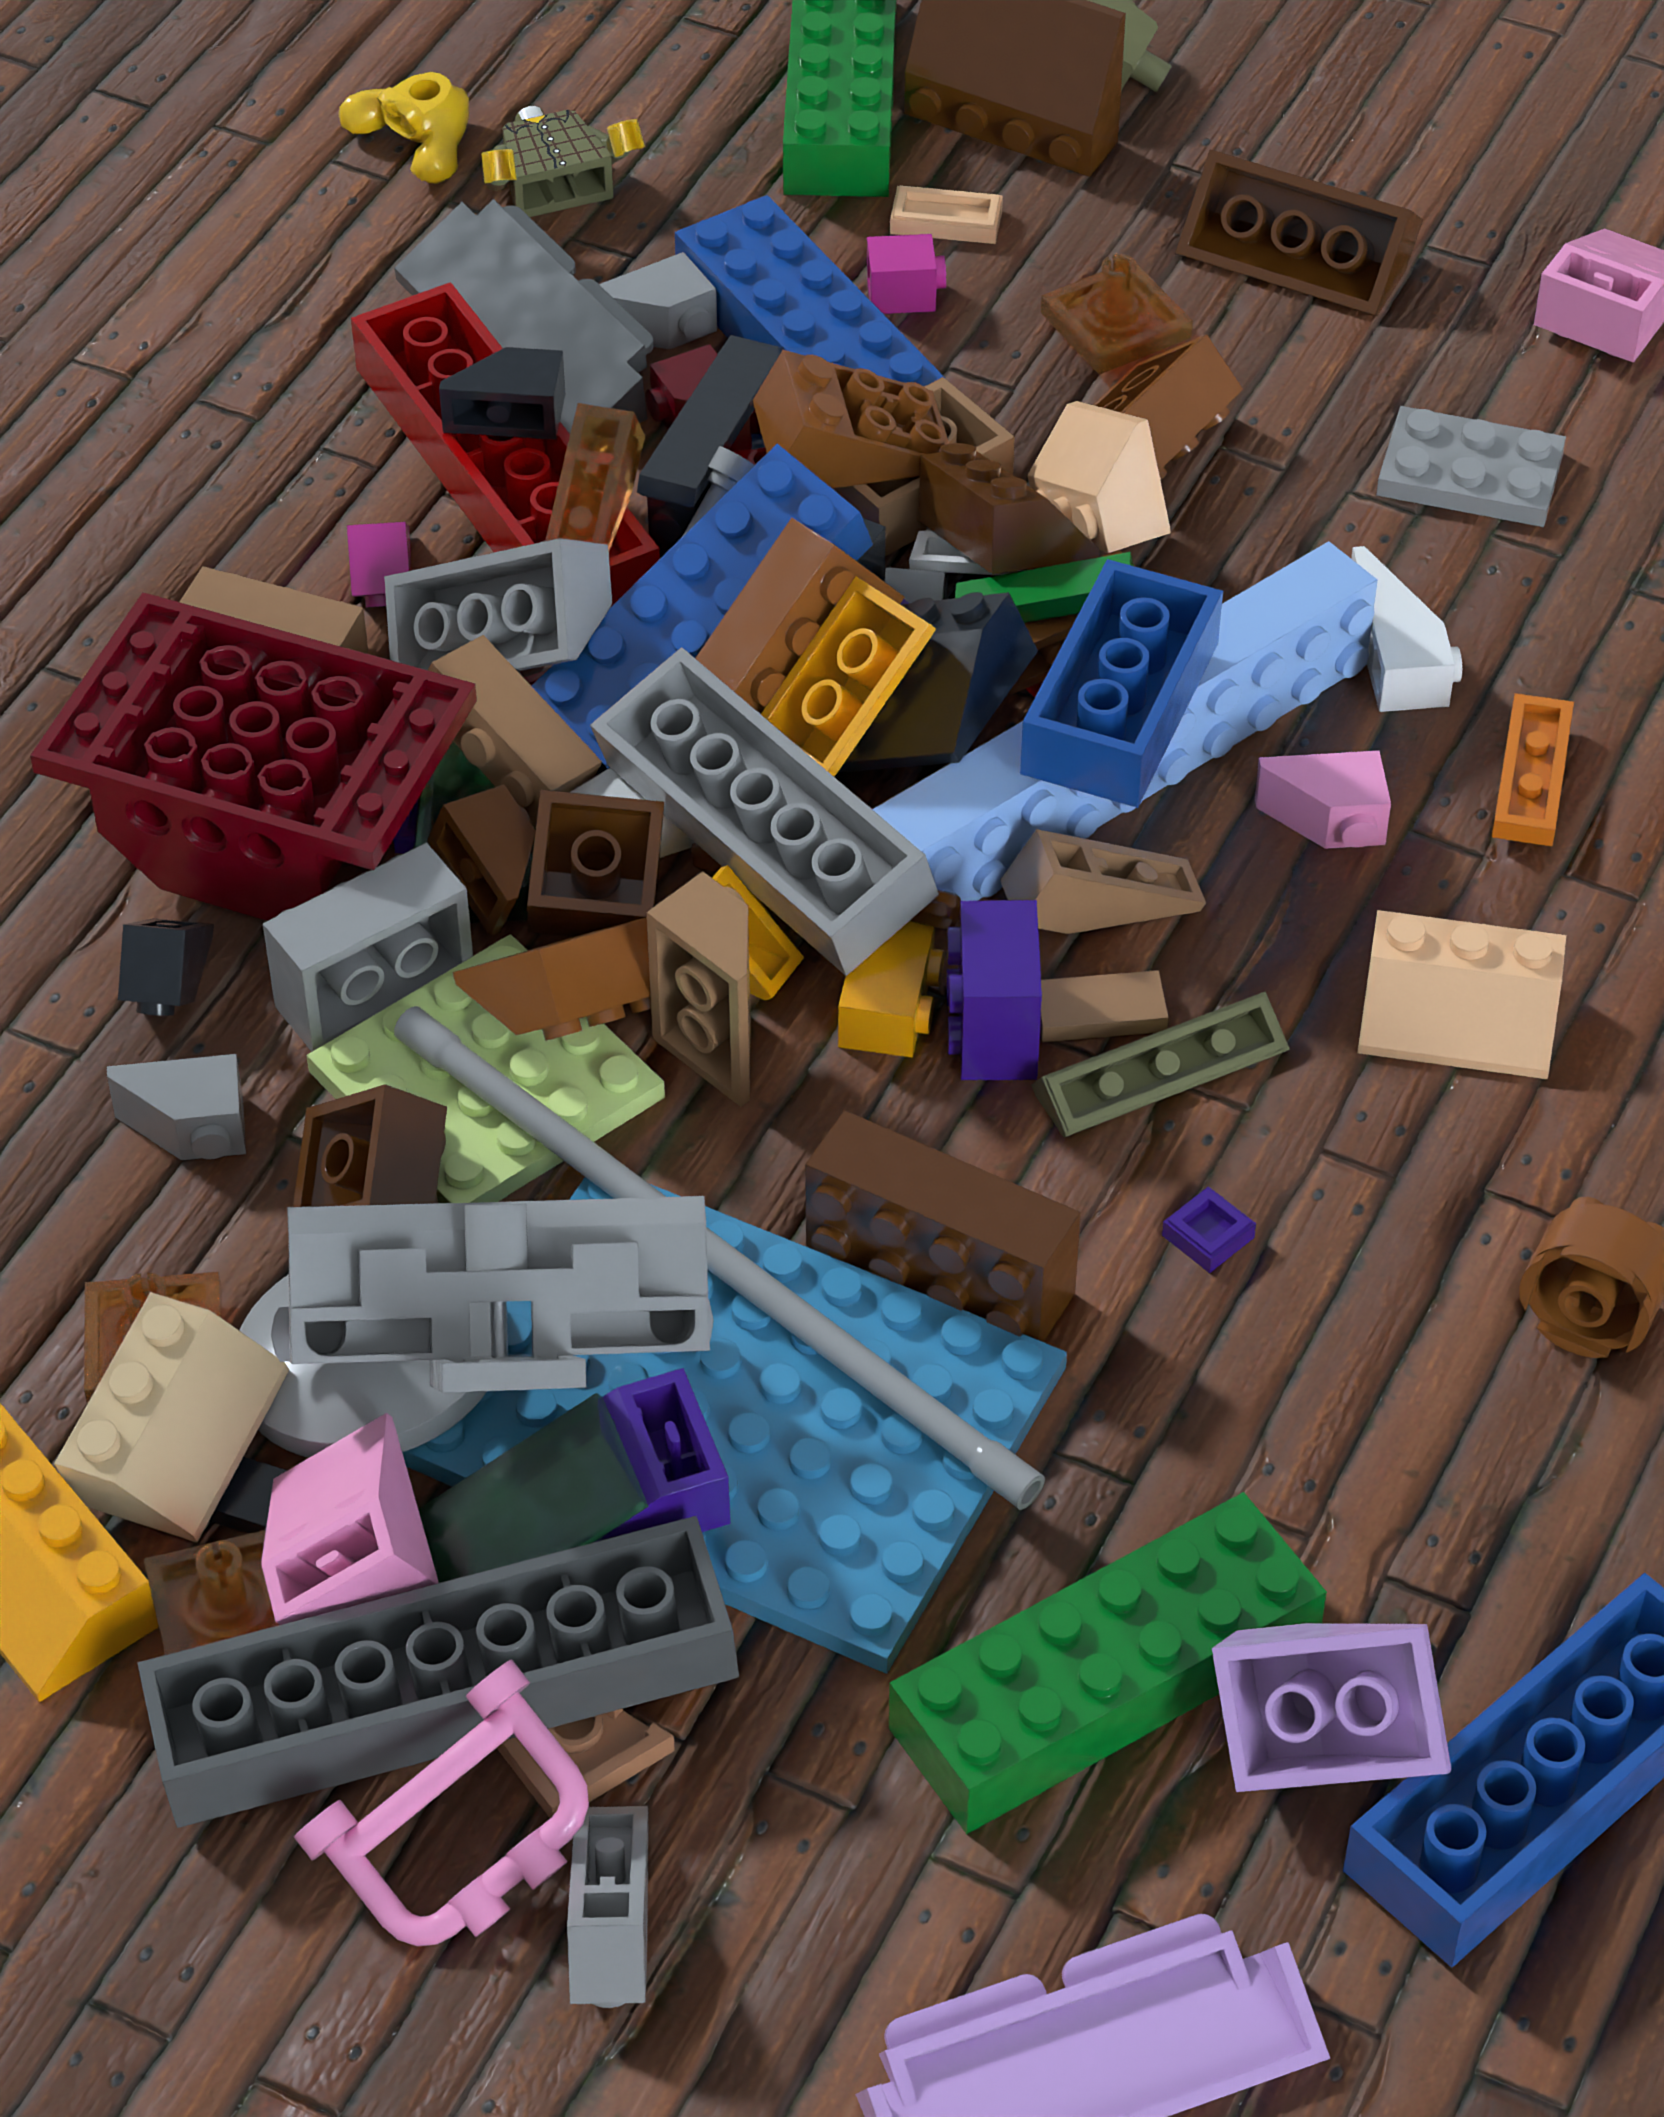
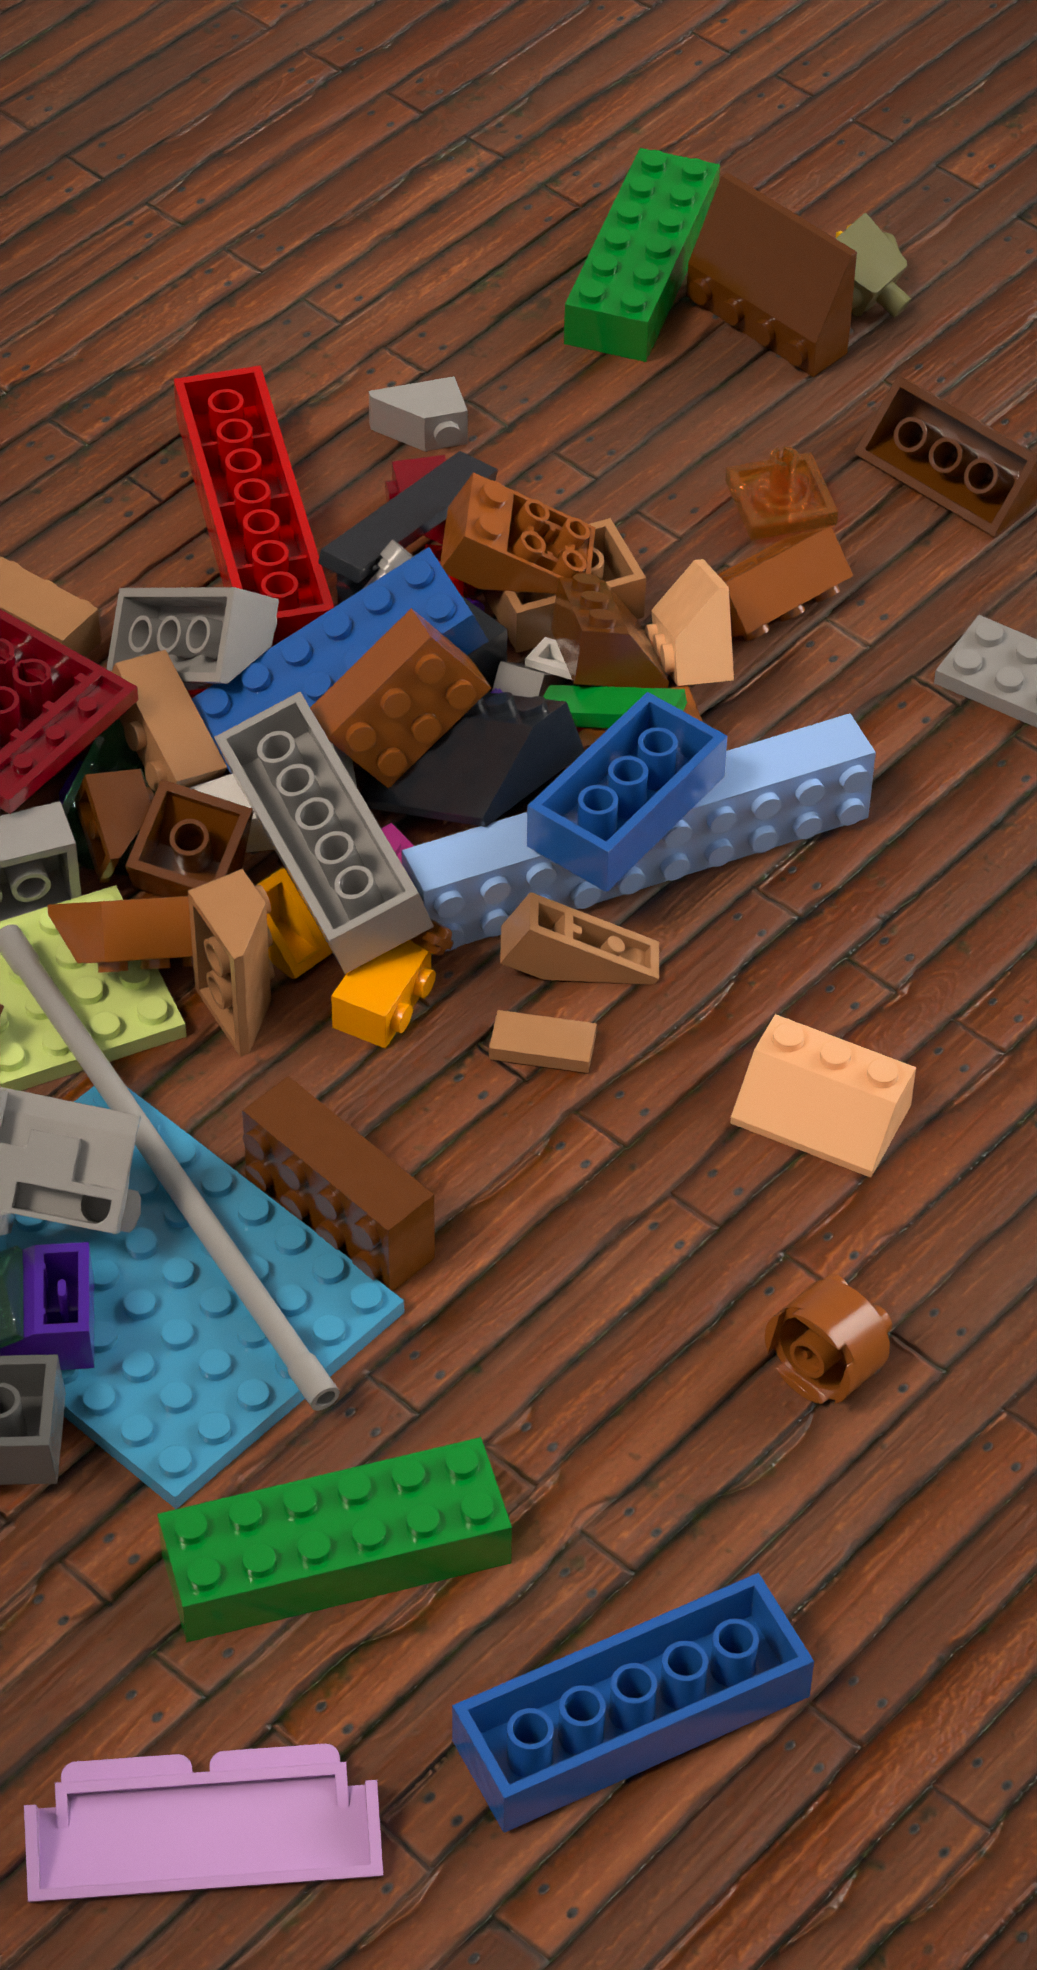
camera: 15 degrees right, 0 degrees up
(376, 553) = (129, 568): dark pink slope -> none
(421, 110) = (300, 221): yellow head -> none
(506, 395) = (261, 464): black slope -> none
(530, 299) = (328, 420): dark grey slope -> none
(557, 160) = (387, 282): olive torso -> none
(596, 475) = (293, 550): clear orange slope -> none
(790, 295) = (526, 432): blue brick -> none
(847, 674) = (419, 744): light orange slope -> none
(904, 273) = (625, 427): dark pink brick -> none
(946, 214) = (683, 385): light nougat tile -> none
(995, 990) = (455, 1010): dark purple brick -> none
(1161, 1065) = (571, 1097): olive slope -> none
(1209, 1229) = (554, 1233): dark purple tile -> none
(1327, 797) = (785, 916): bright pink slope -> none
(1330, 1704) = (465, 1610): lavender slope -> none
(1407, 647) = (897, 807): white slope -> none
(1533, 770) = (959, 930): orange plate -> none

